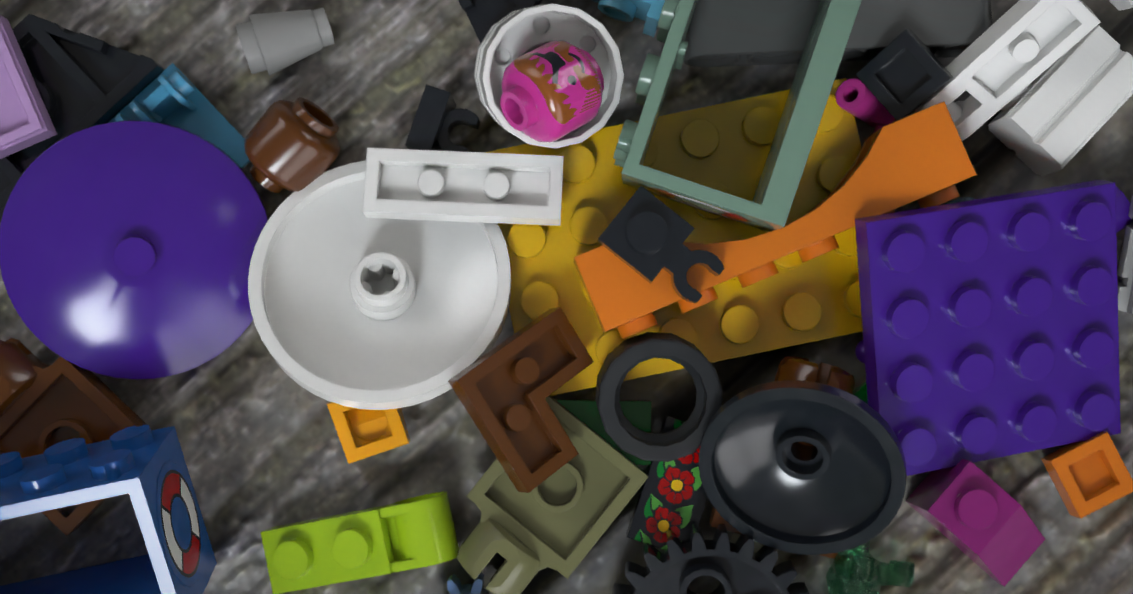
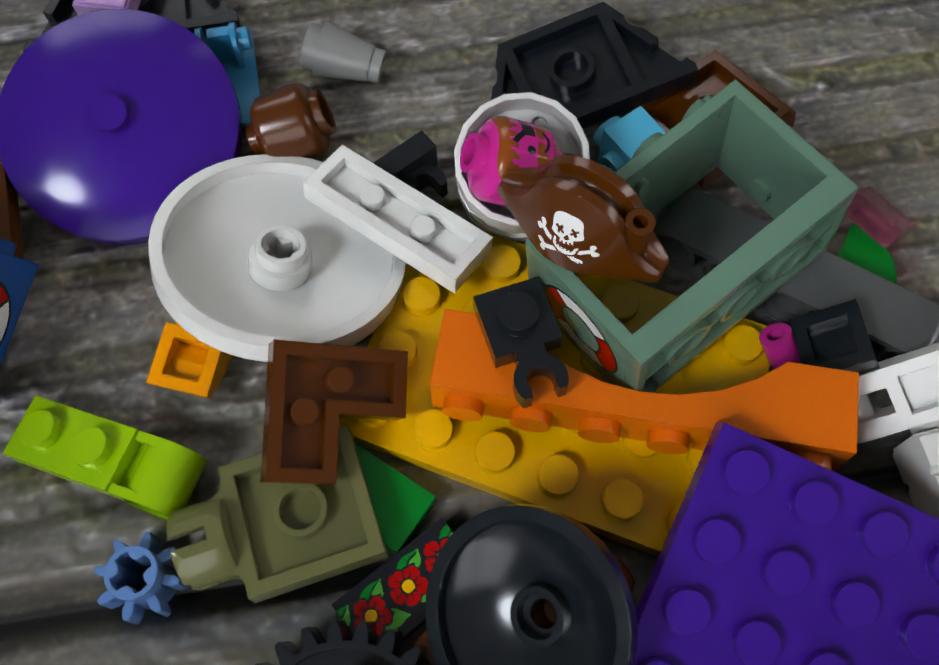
camera: 35 degrees right, 20 degrees down
(660, 126) = (585, 219): none -> reddish brown hat
(665, 445) = (399, 450): black tyre -> none

